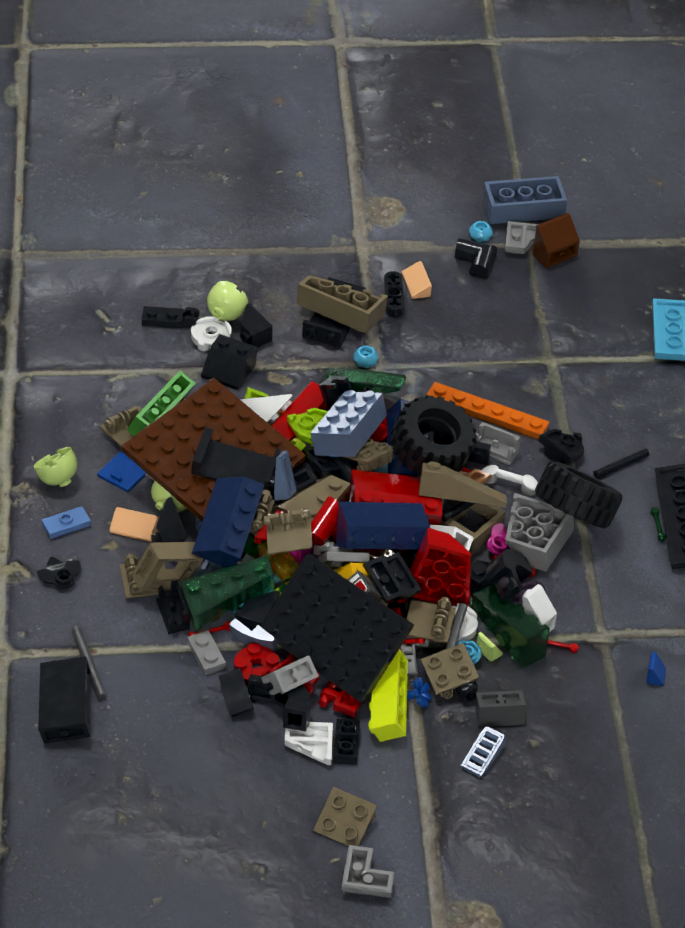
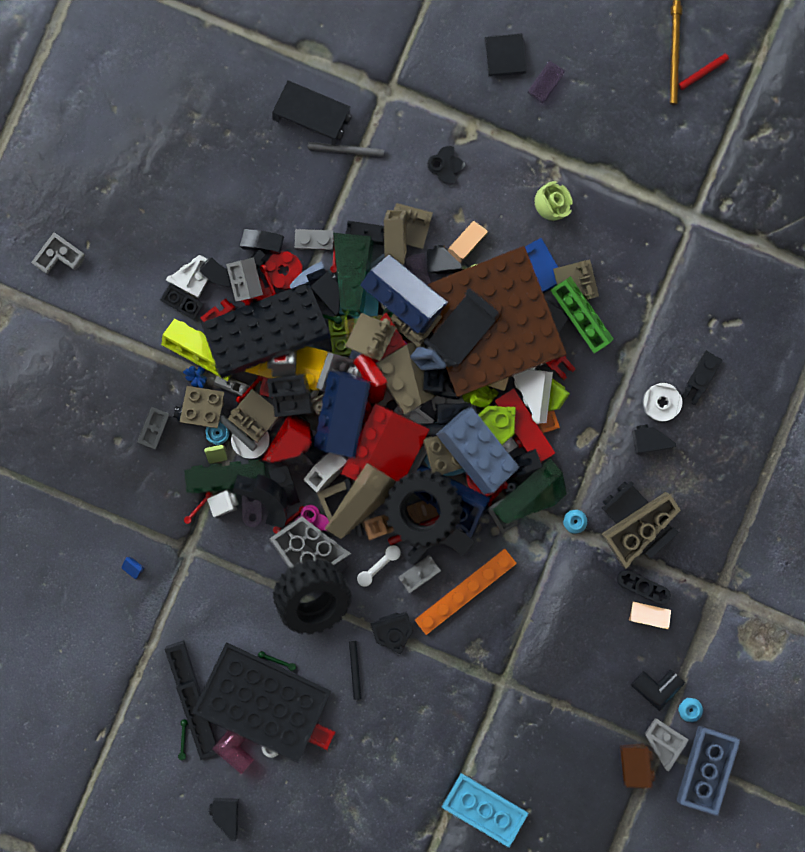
camera: 120 degrees right, 40 degrees up
(66, 522) = (497, 190): medium blue plate -> none
(226, 301) = (685, 425): yellowish green cylinder -> none
(229, 361) = (616, 399): black slope -> none
(345, 817) = (112, 265): dark tan hinge -> none
(491, 739) = (131, 407): slope -> none

